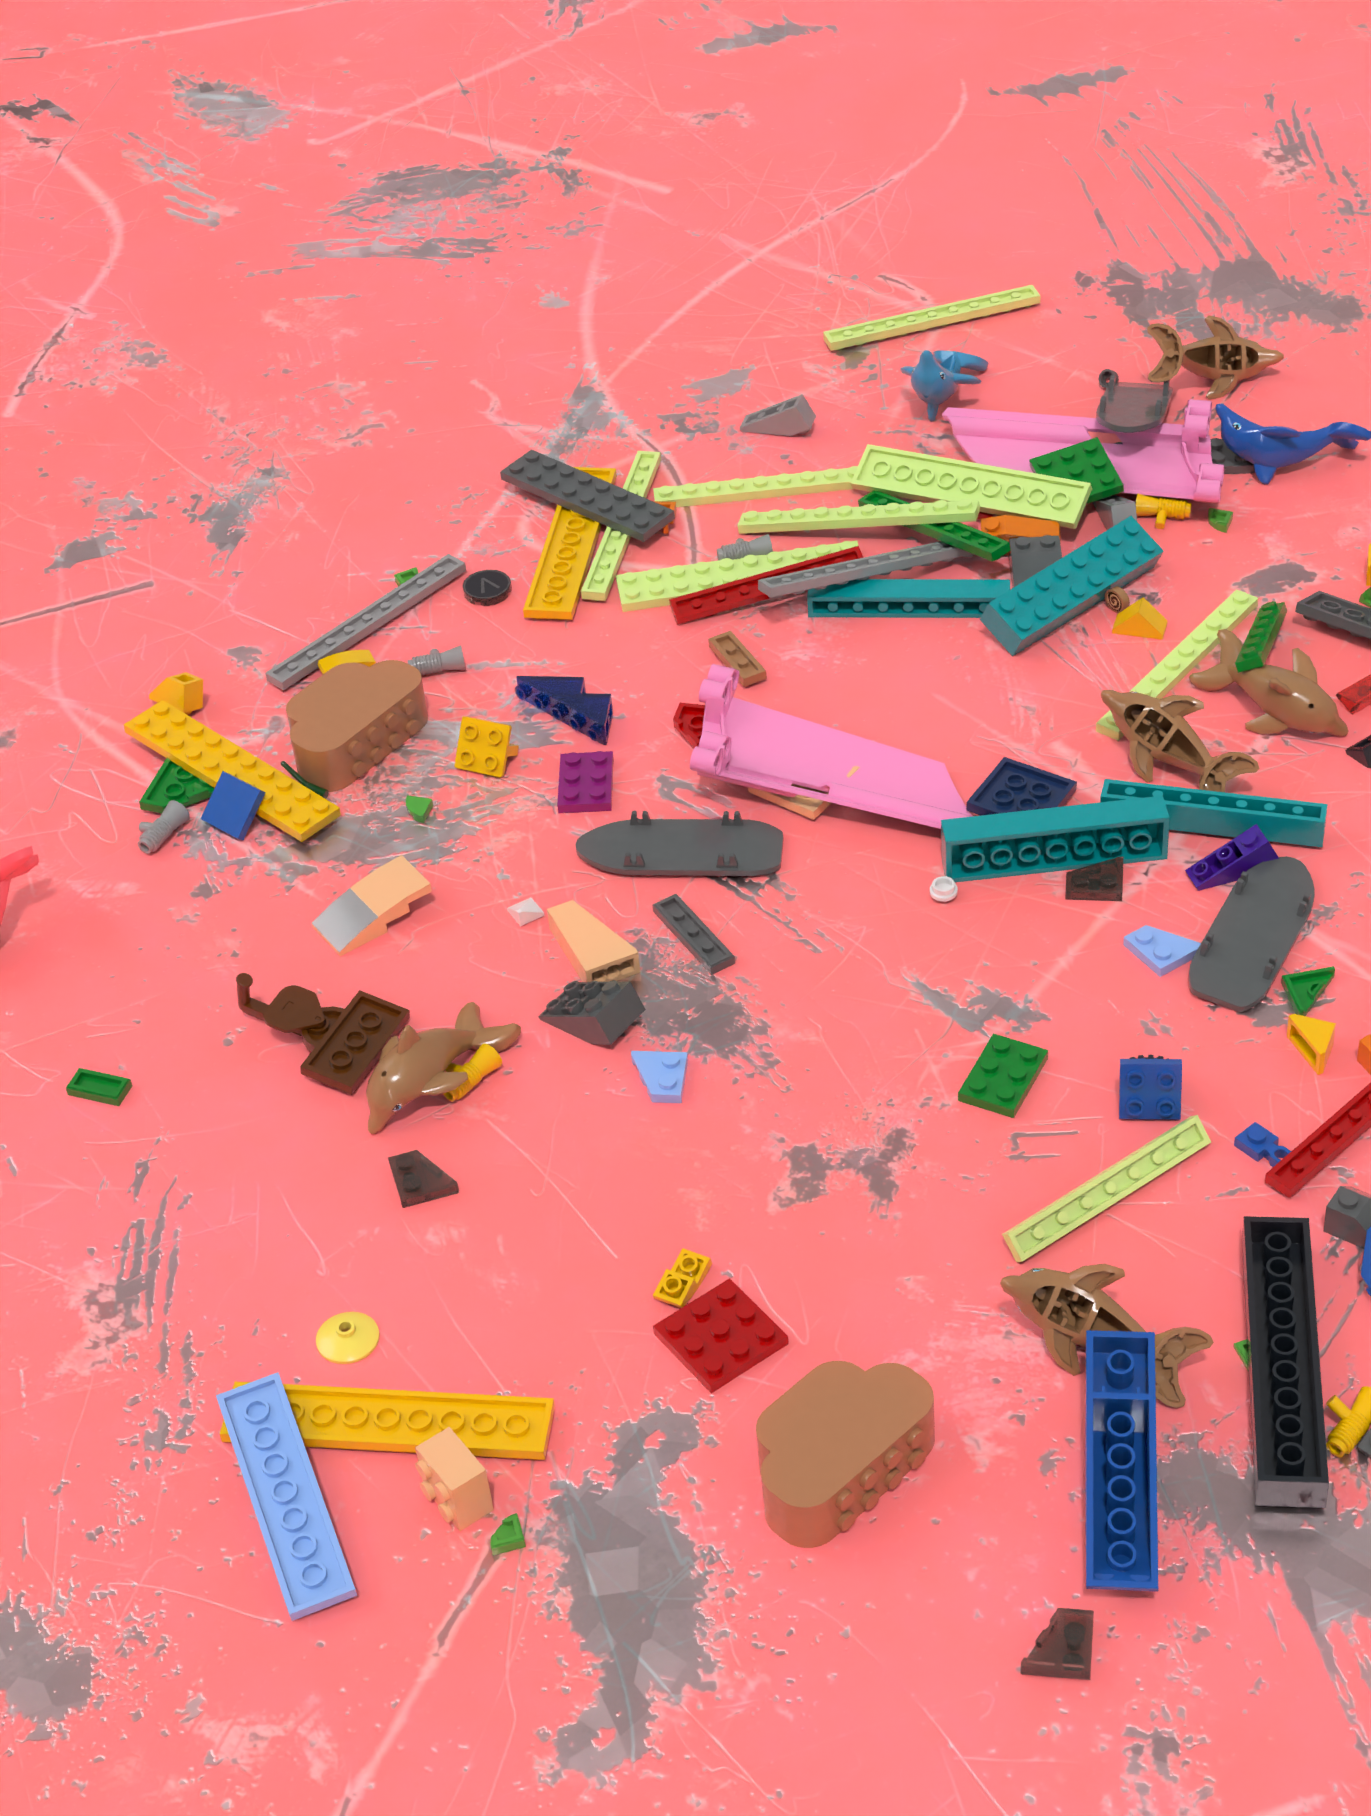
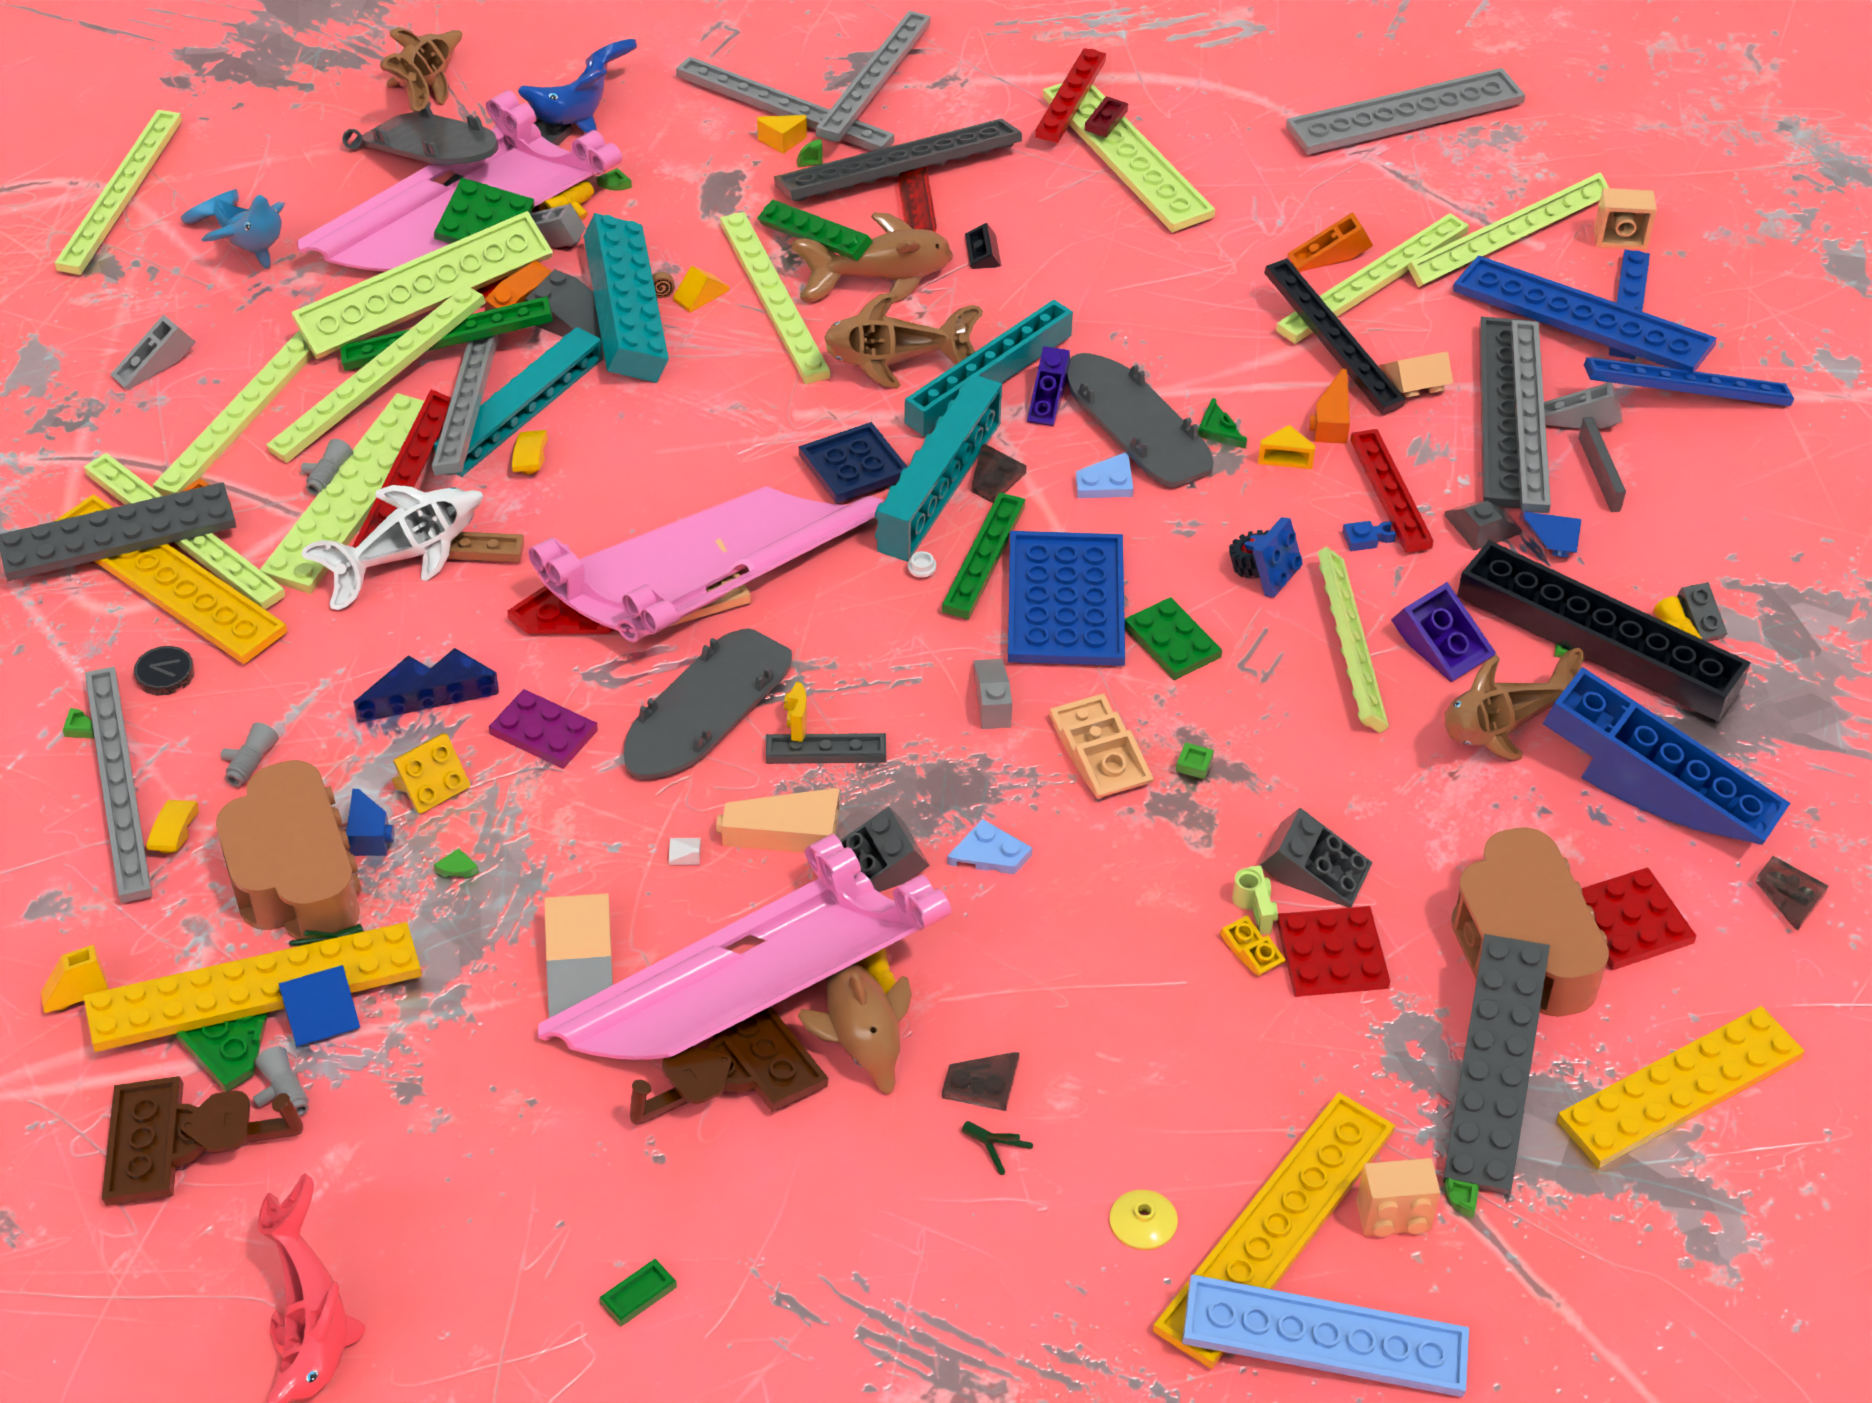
camera: 65 degrees left, 5 degrees up
(83, 799) = (157, 1133): none -> reddish brown plate
(361, 1208) = (989, 1138): none -> dark green plant
(396, 983) = (714, 988): none -> bright pink panel
(415, 746) = (368, 827): none -> blue slope
(646, 1484) = (1497, 1063): none -> dark grey plate
(705, 896) = (796, 705): none -> yellow slope
(706, 613) = (418, 527): none -> white animal
(741, 1250) = (1254, 893): none -> yellowish green plate
(751, 1651) = (1679, 1086): none -> yellow plate
(810, 1277) = (1315, 860): none -> dark grey slope
(830, 1085) = (1100, 746): none -> light nougat slope
(832, 993) = (993, 693): none -> light grey slope
(857, 629) = (528, 451): none -> yellow slope
(863, 1150) = (1194, 760): none -> bright green plate
(929, 1533) = (1637, 918): none -> red plate
(985, 988) = (1066, 598): none -> blue plate
(988, 917) = (983, 556): none -> green plate
(1173, 1246) = (1443, 633): none -> dark purple slope

